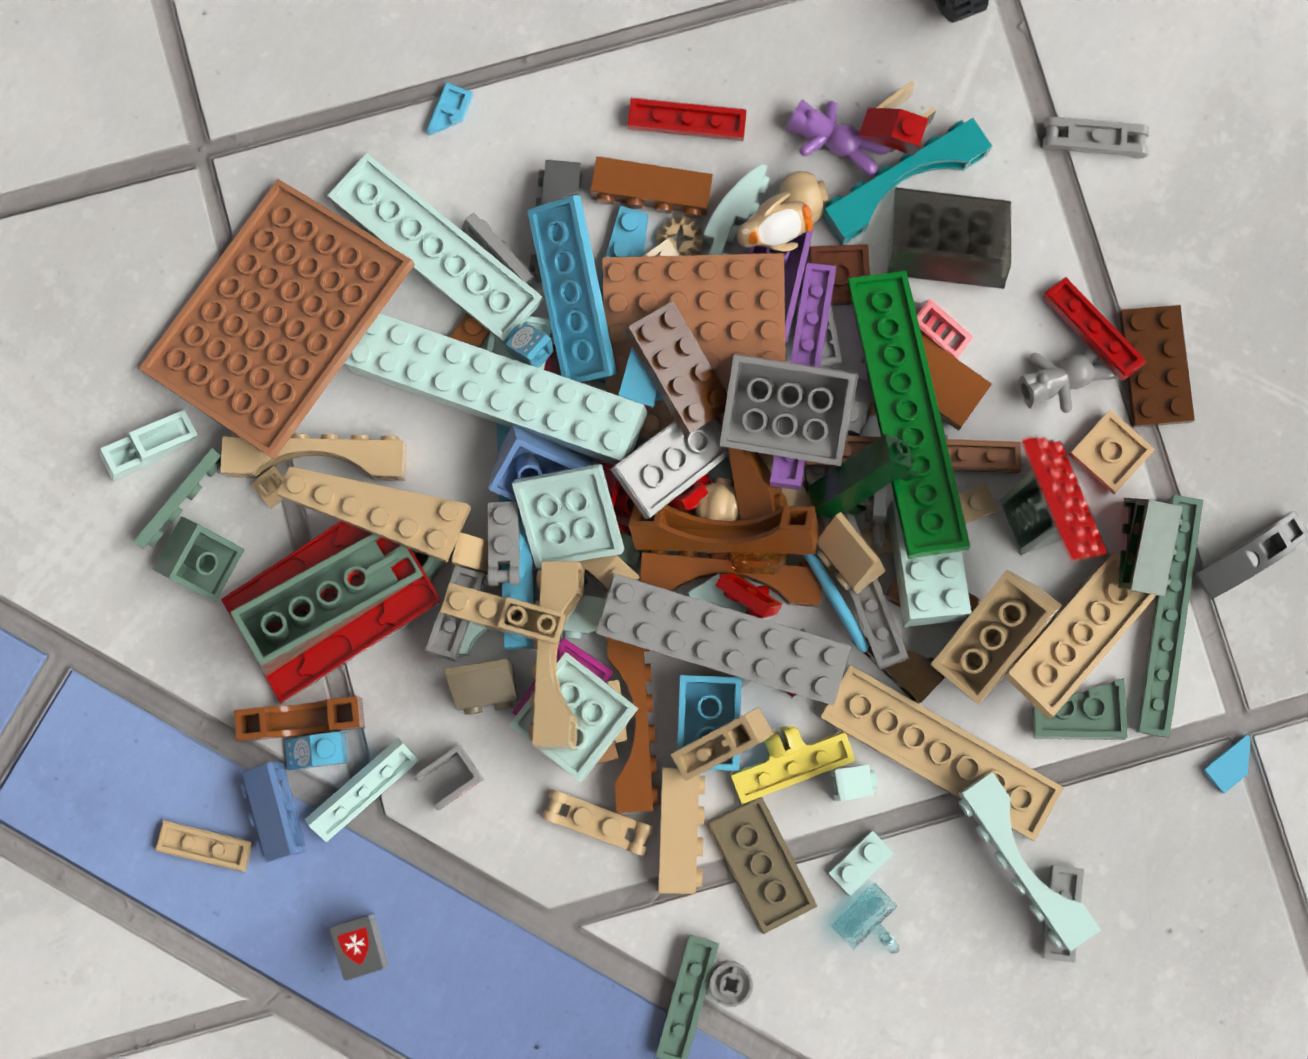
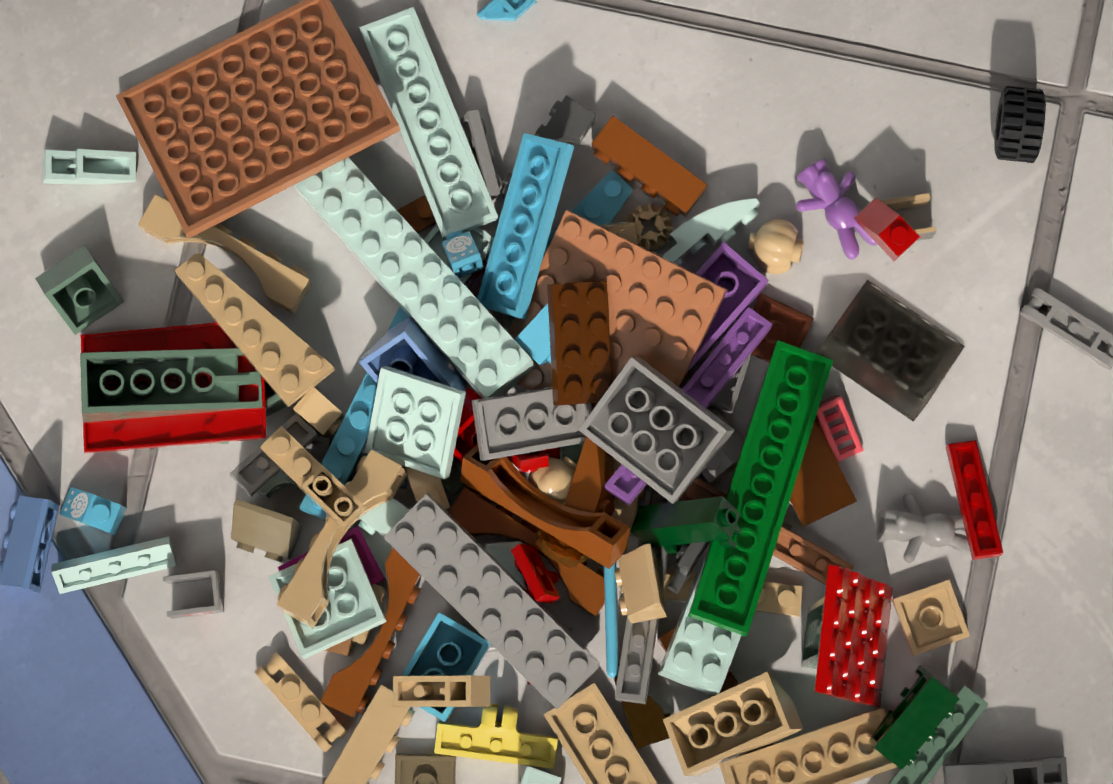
camera: 30 degrees right, 0 degrees up
(171, 508) = (78, 234): sand green plate -> none
(268, 486) = (173, 257): tan tile -> none
(299, 719) = (92, 475): dark orange arch -> none
(359, 947) = (39, 699): piece -> none
(503, 542) = (347, 415): light grey plate -> none
(687, 119) = (713, 122): red plate -> none
(776, 224) = (734, 260): animal -> none
(955, 151) = (938, 274): teal arch -> none
(1162, 386) = (1010, 581): reddish brown plate -> none

